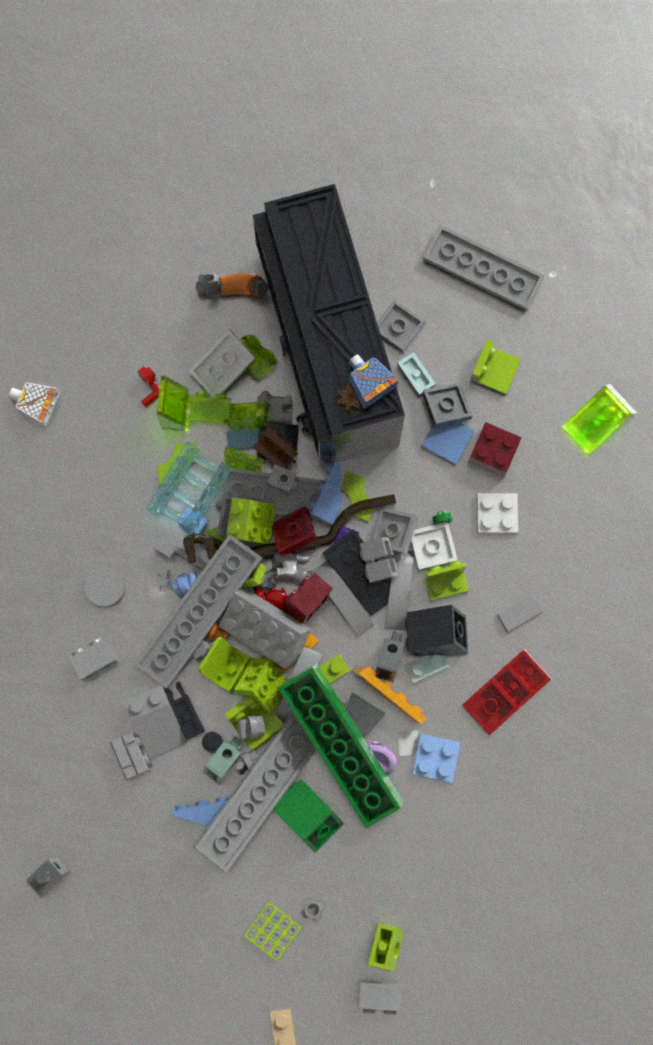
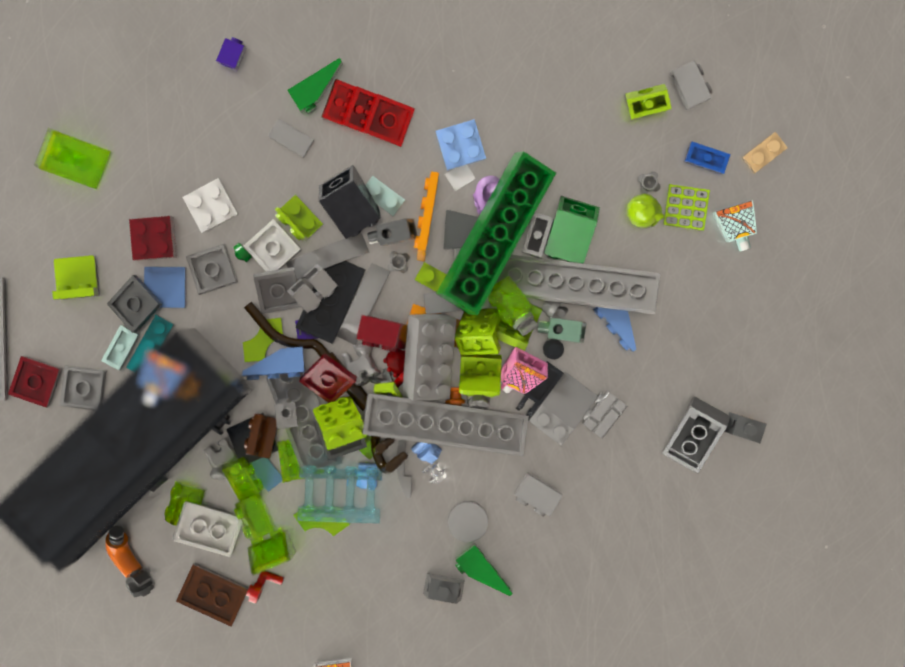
camera: 120 degrees left, 10 degrees up
(57, 575) = (479, 568): none -> green slope
(58, 534) = (443, 588): none -> dark grey torso
(66, 829) = (696, 434): none -> dark grey slope
(165, 339) = (212, 595): none -> reddish brown plate
(206, 703) = (522, 372): none -> bright pink torso
(232, 970) = (737, 224): none -> torso
(275, 724) = (509, 301): none -> clear neon green bracket
(289, 890) = (644, 211): none -> lime piece
(306, 975) = (707, 157): none -> blue plate
(319, 782) = (537, 235): none -> light grey brick
(363, 654) = (393, 262): none -> light grey plate
(413, 411) = (153, 337): none -> teal plate
(425, 289) = (34, 381): none -> dark red plate
(442, 485) = (211, 269): none -> light grey tile
(553, 654) = (311, 90): none -> green slope
(620, 601) = (231, 53): none -> dark purple brick

